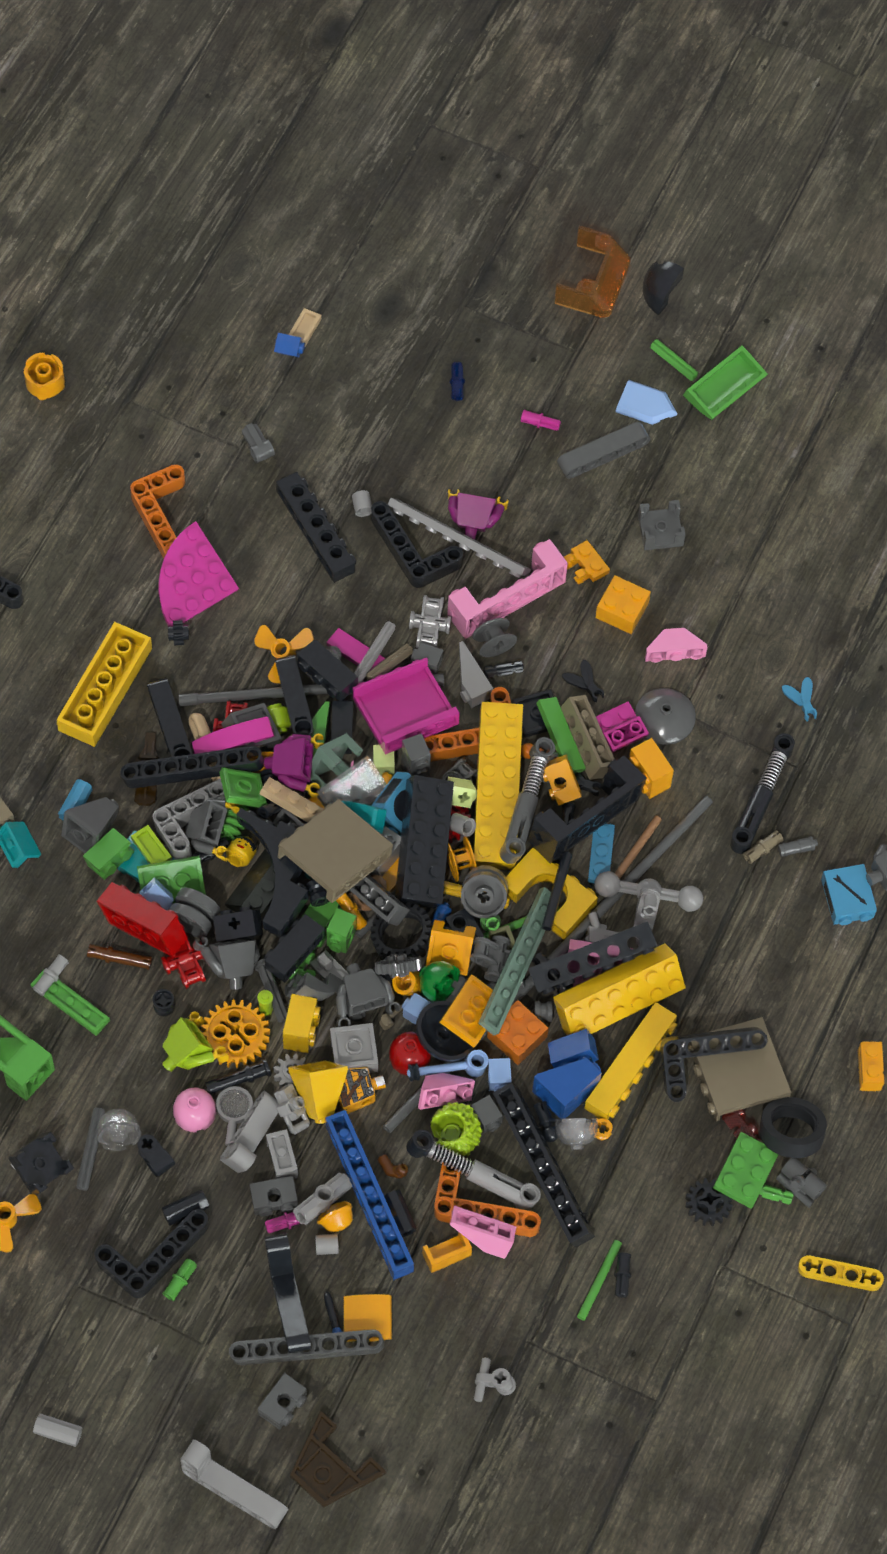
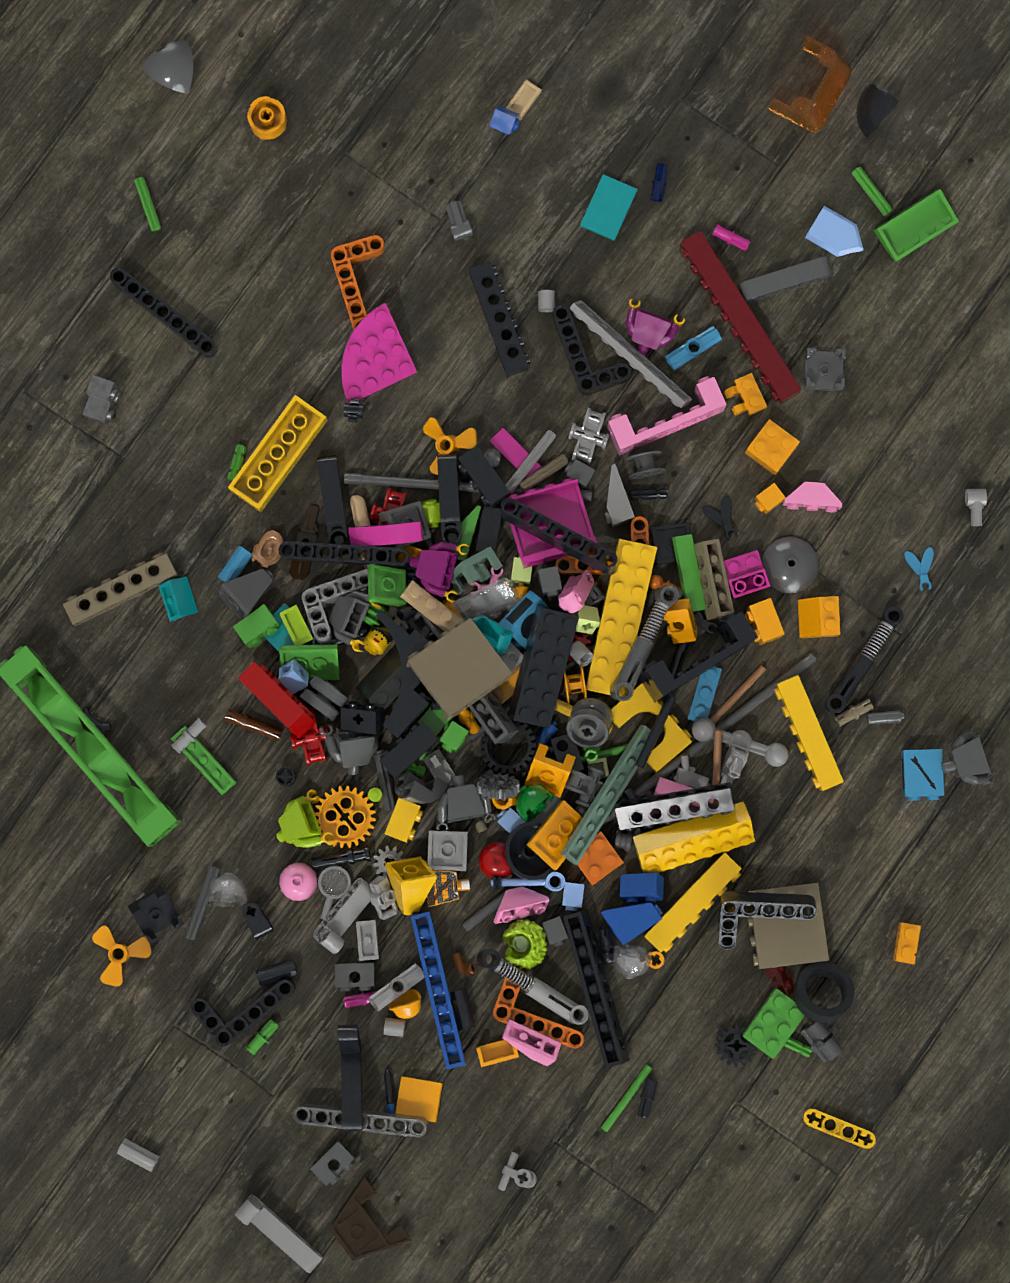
camera: 15 degrees right, 20 degrees up
(62, 698) = (237, 461): none -> bright green axle
(108, 779) = (266, 550): none -> medium nougat hat
(409, 411) = (608, 207): none -> teal tile
(418, 709) = (565, 543): none -> black beam
(445, 763) = (576, 592): none -> bright pink piece
(515, 532) = (702, 341): none -> dark azure piece
(565, 491) = (740, 318): none -> dark red brick
(628, 911) = (717, 759): none -> medium nougat bar
(630, 653) = (769, 499): none -> light orange brick
(707, 759) = (819, 617): none -> light orange slope
(720, 871) = (809, 733): none -> yellow brick
(845, 624) = (976, 500): none -> light grey pin

